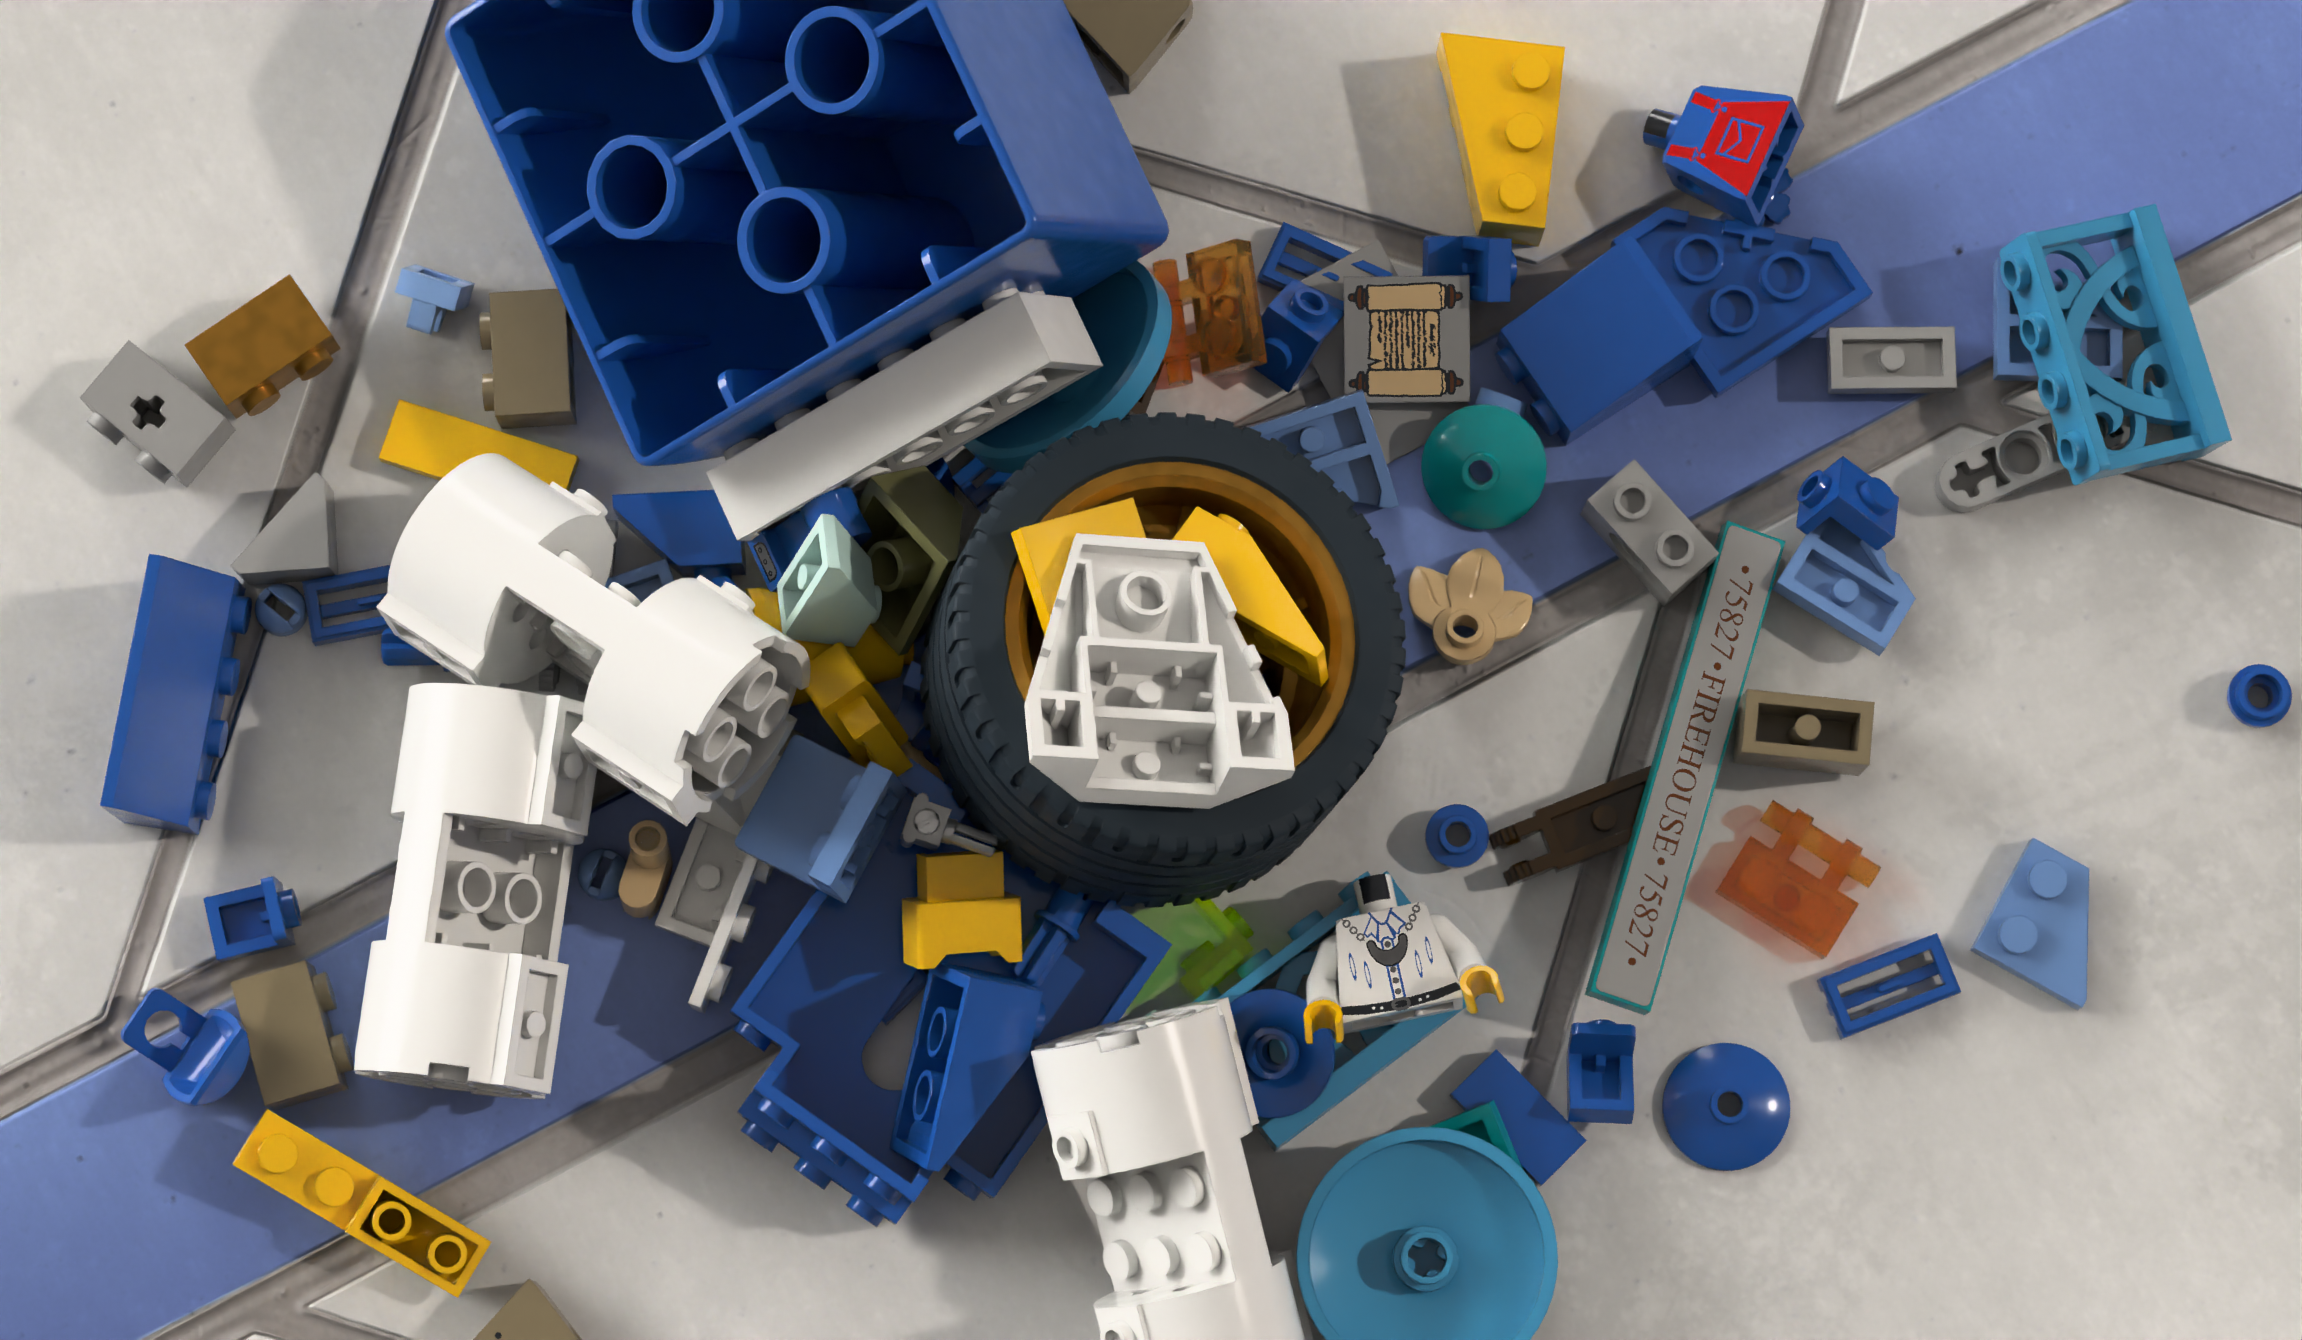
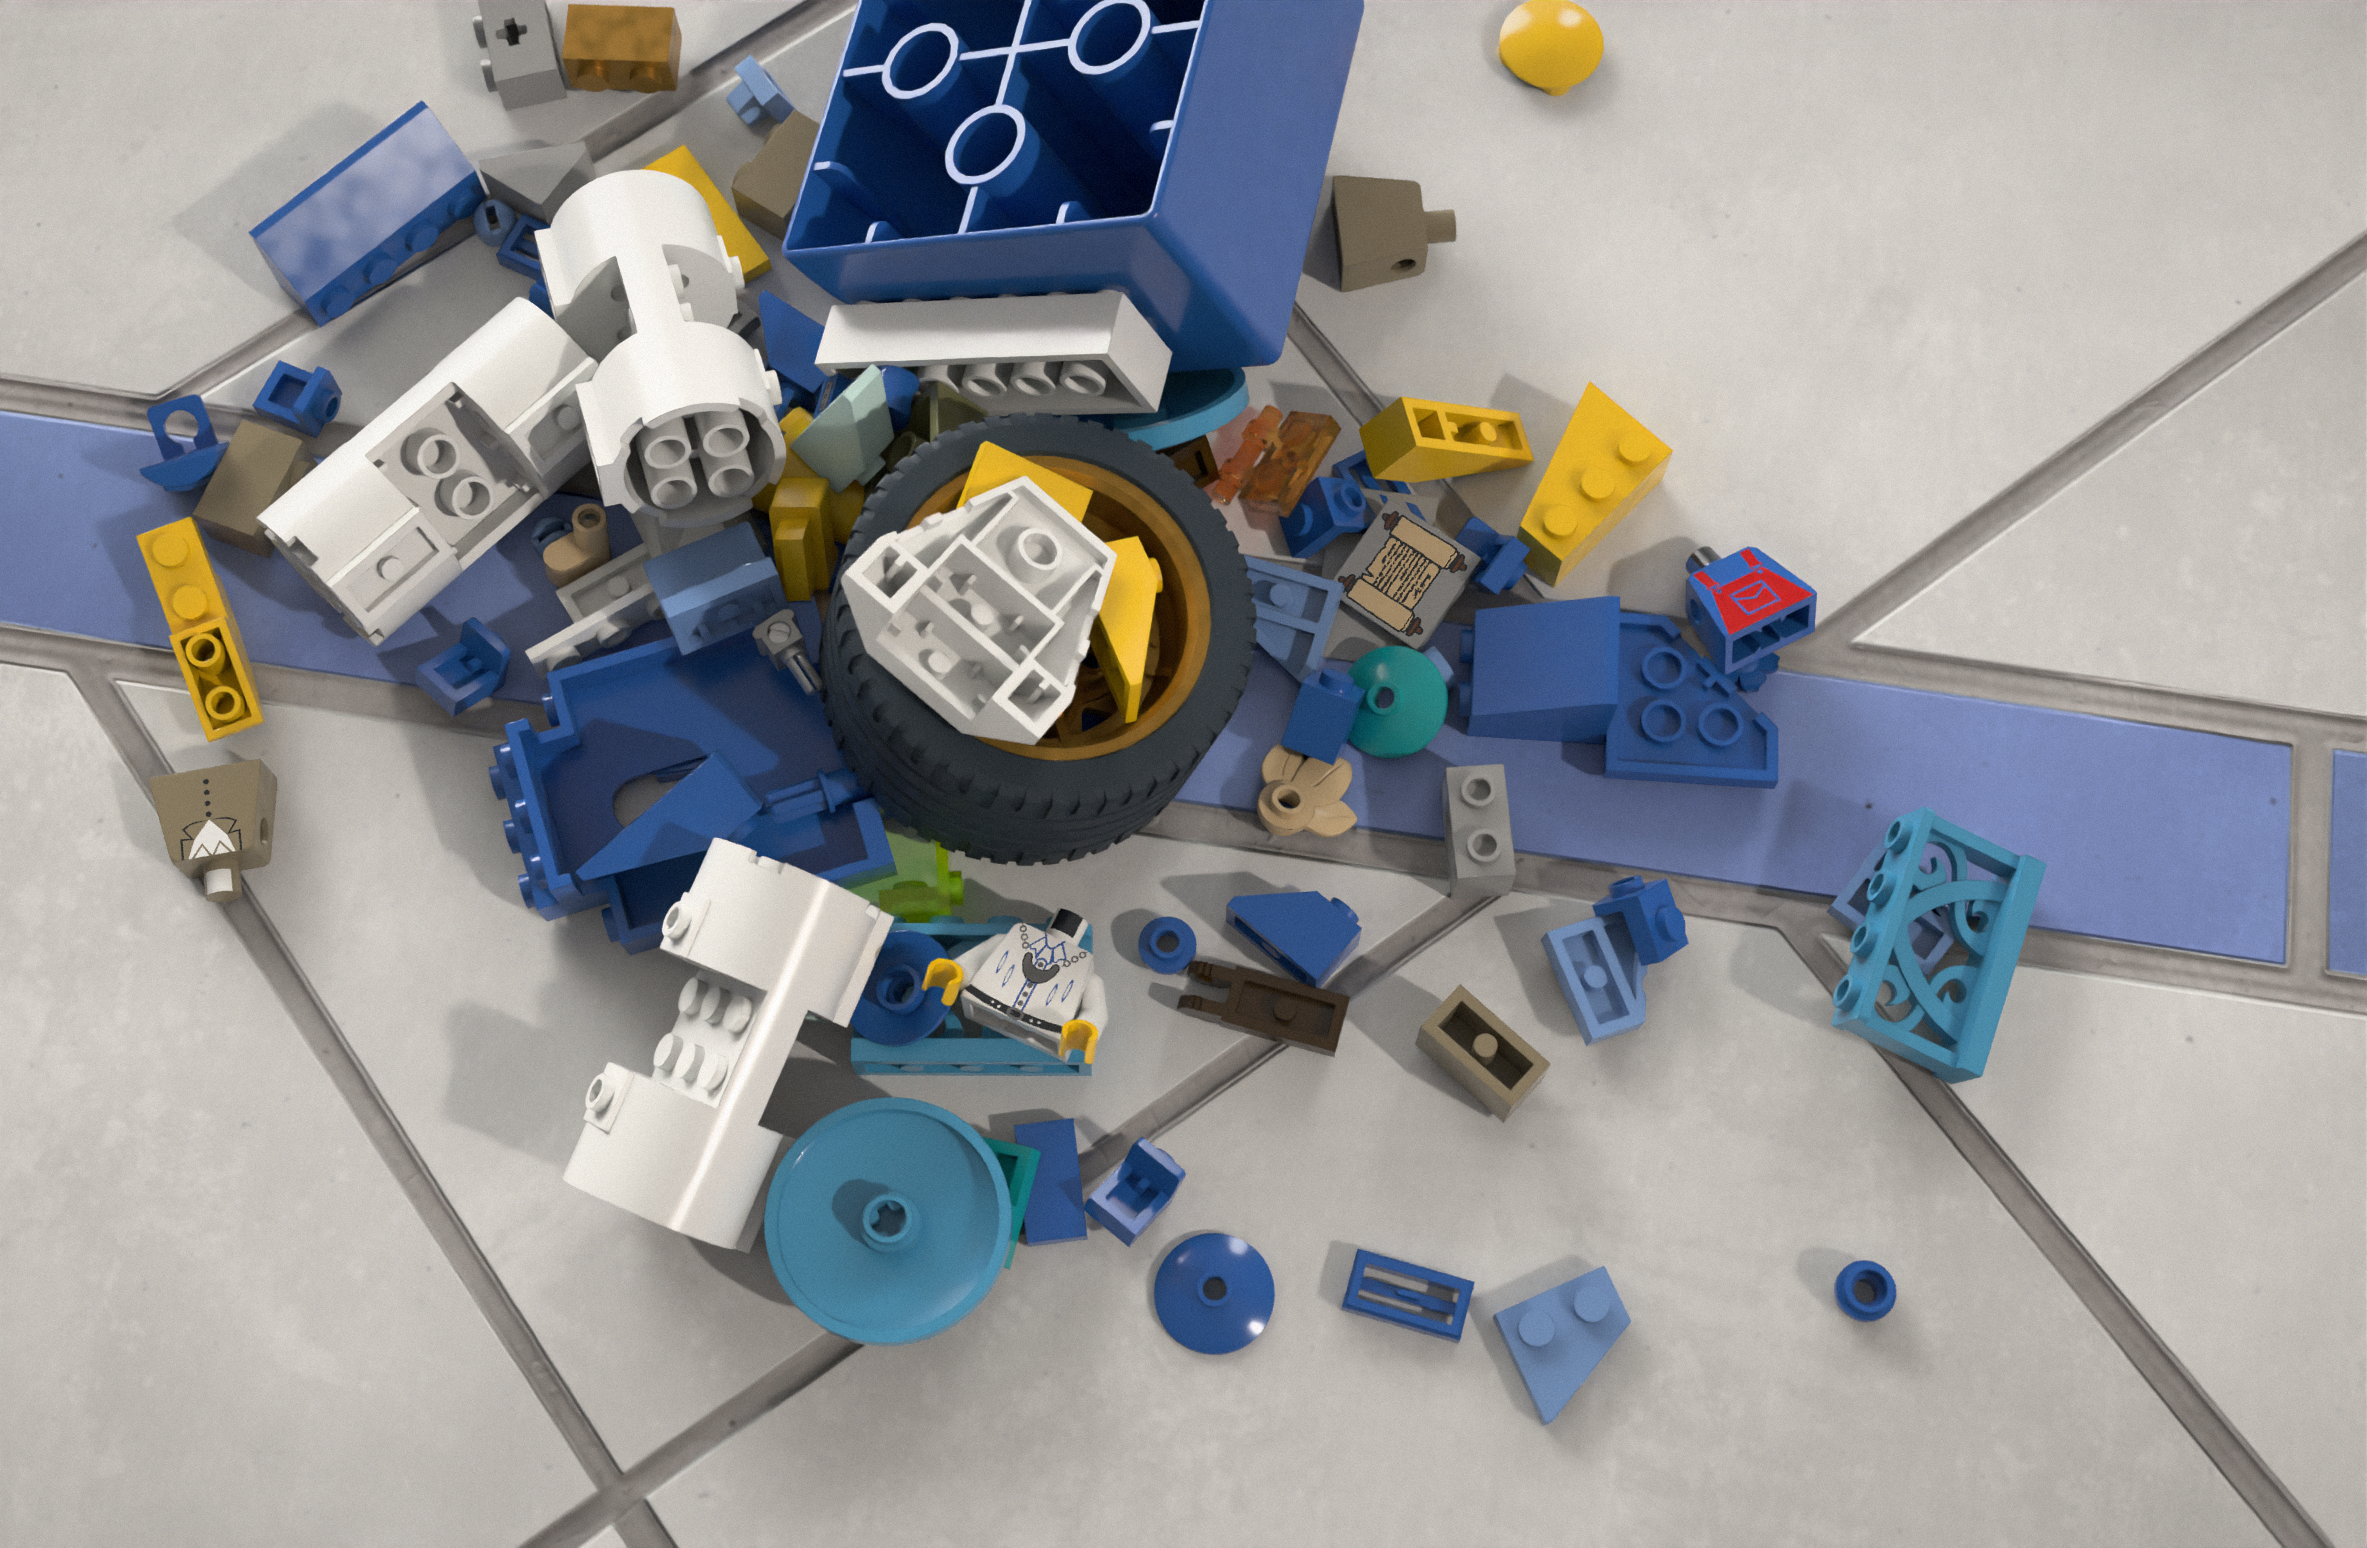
camera: 40 degrees right, 10 degrees down
(633, 1055) = (466, 670): none -> blue bracket
(960, 910) = (762, 721): yellow piece -> none
(1347, 183) = (1441, 440): none -> yellow slope
(1439, 527) = (1323, 715): none -> blue brick
(1565, 740) = (1298, 931): none -> blue slope
(1685, 769) = (1369, 1017): light grey tile -> none
(1788, 896) = (1381, 1170): clear orange plate -> none
(1891, 360) = (1756, 841): light grey plate -> none
(2037, 433) = (1828, 969): light grey beam -> none

